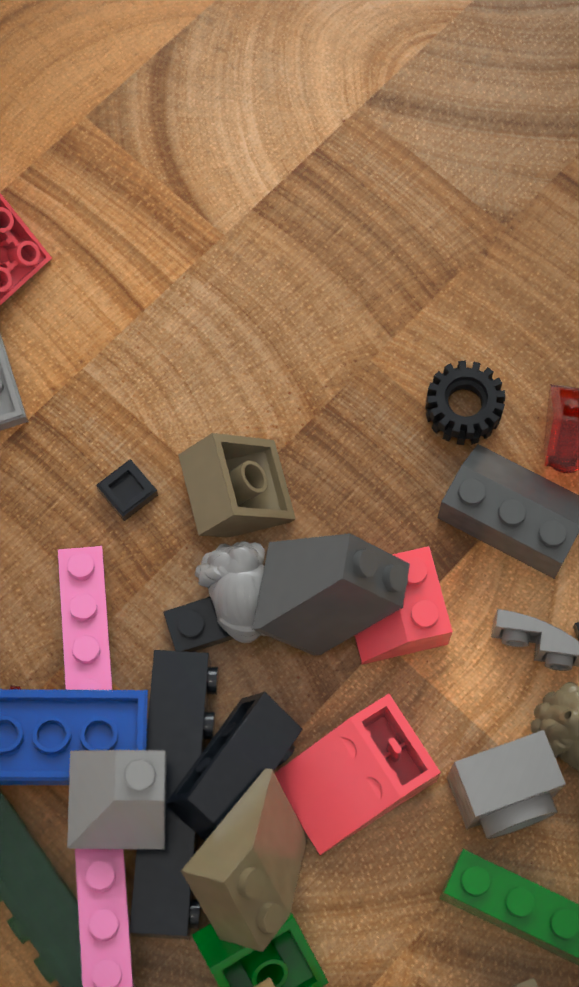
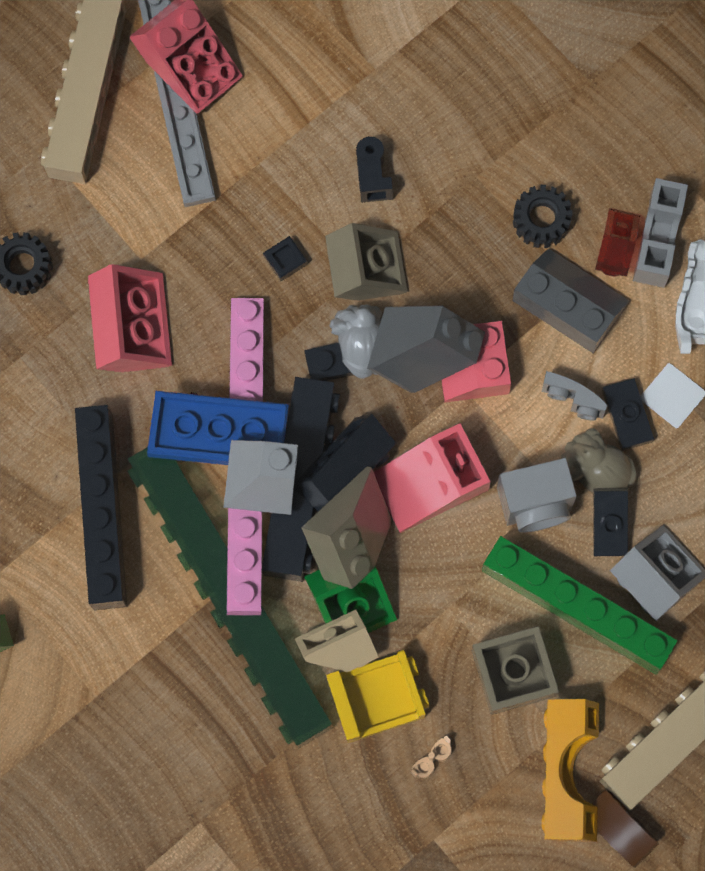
camera: 10 degrees right, 5 degrees up
(228, 353) = (369, 163): none -> black leg

